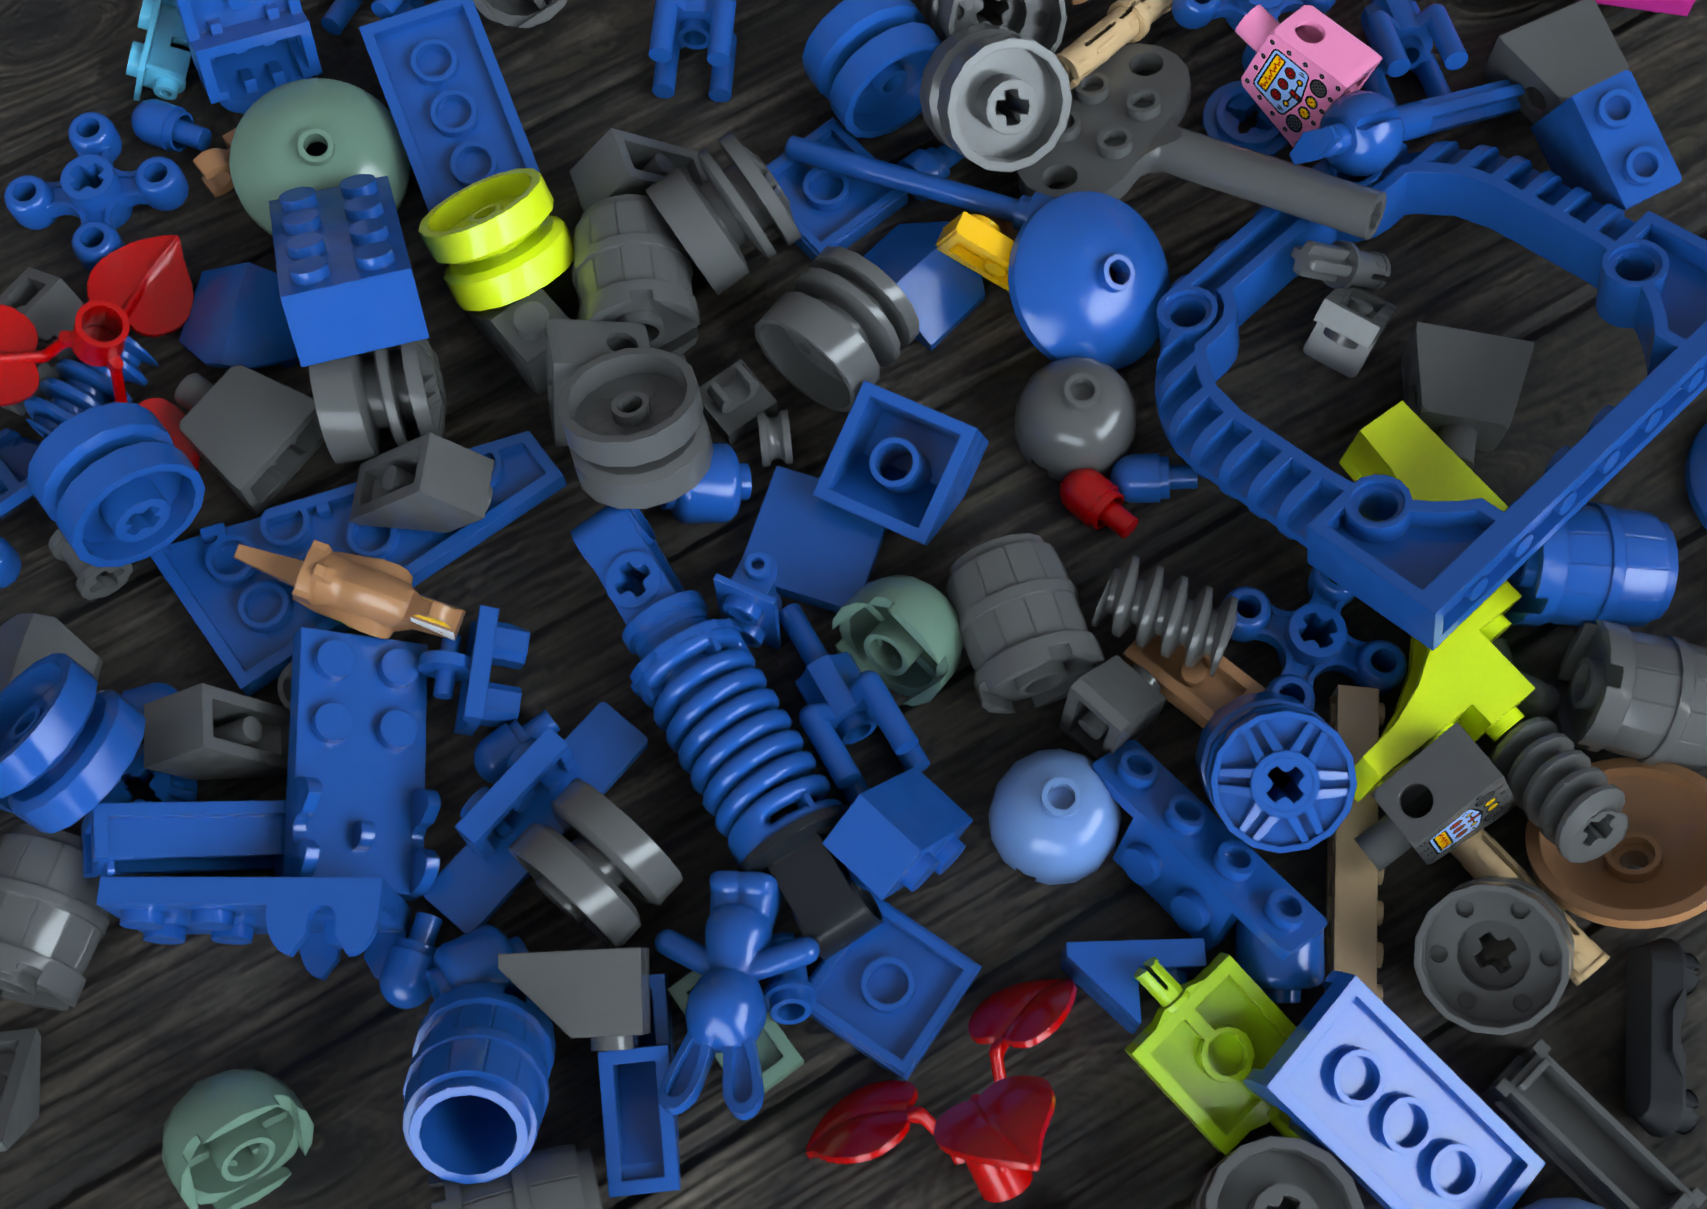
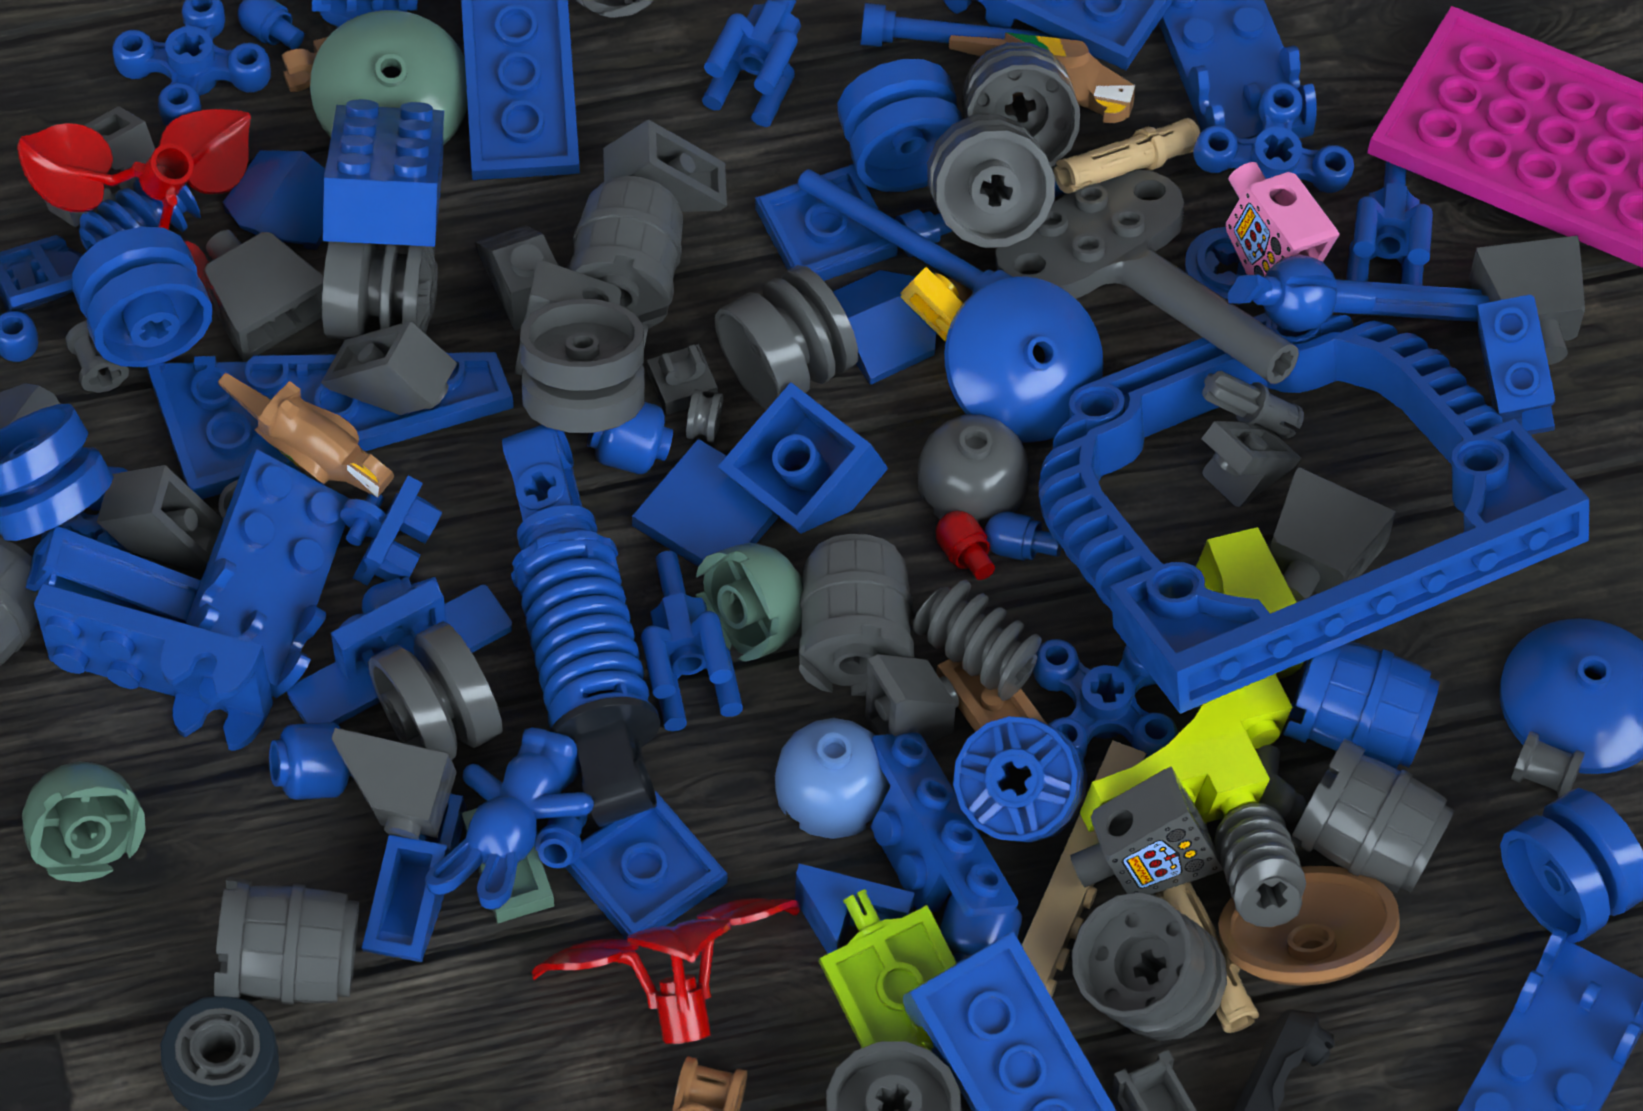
camera: 15 degrees right, 10 degrees down
(404, 971) = (251, 744): blue cylinder -> none
(477, 1083) = (266, 844): blue piece -> none
(498, 239) = (521, 187): neon yellow wheel -> none
(725, 212) = (722, 216): dark grey wheel -> none
(752, 599) = (636, 532): blue hinge -> none
(899, 834) = (691, 742): blue brick -> none

